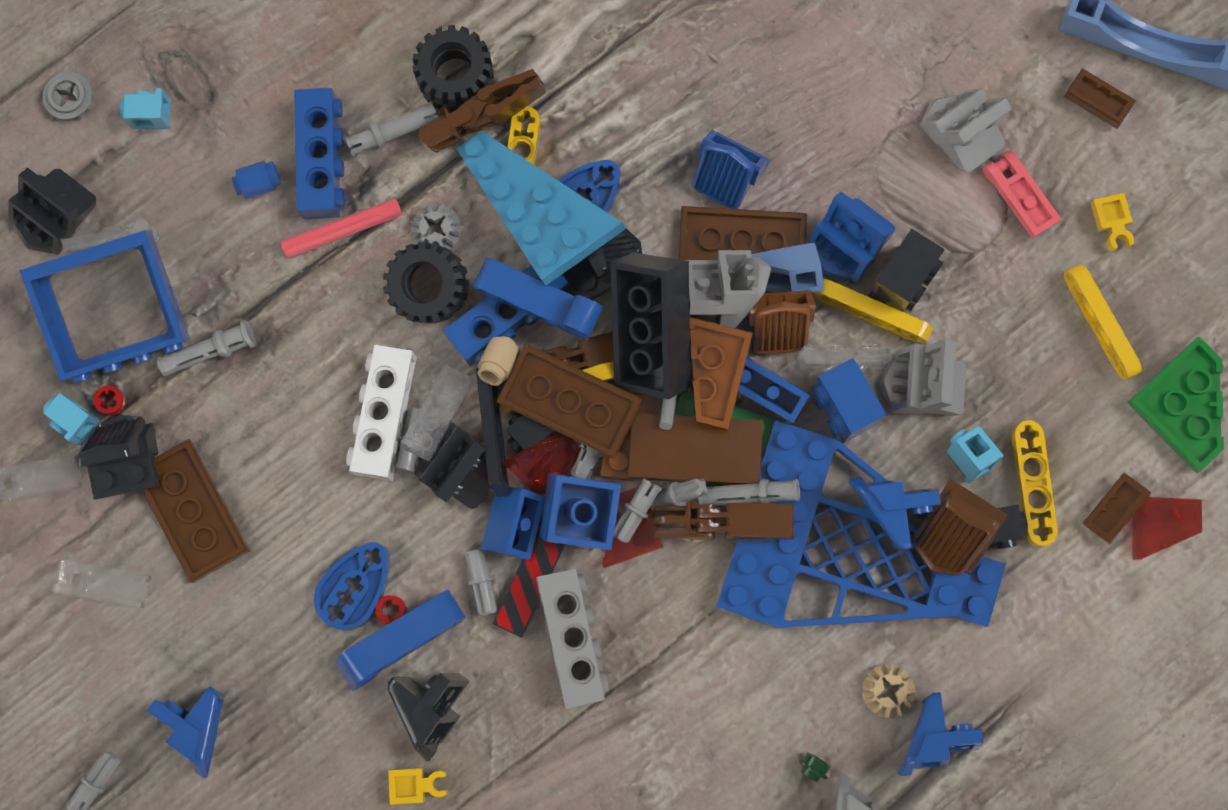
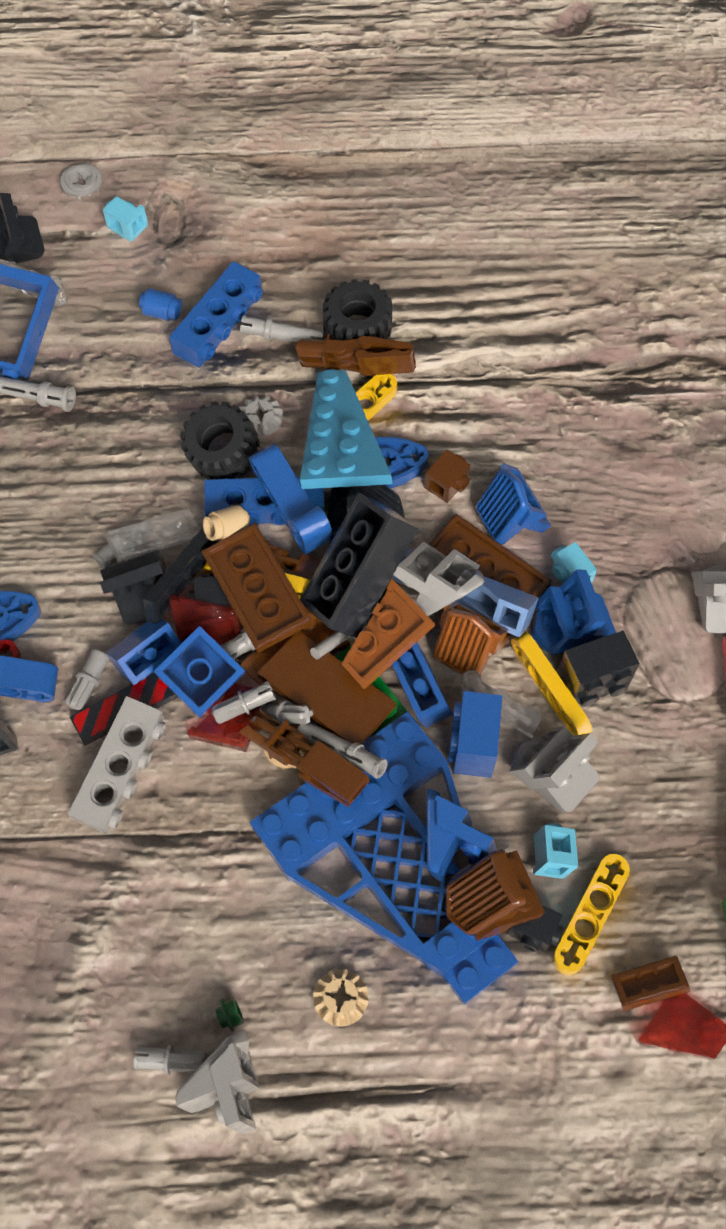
camera: 30 degrees right, 15 degrees down
(341, 228) = (193, 373): coral axle -> none
(382, 362) = (133, 508): white brick -> none
(650, 174) = (447, 476): none -> reddish brown brick
(816, 189) = (568, 560): none -> medium azure brick
(931, 742) = (344, 1061): blue piece -> none

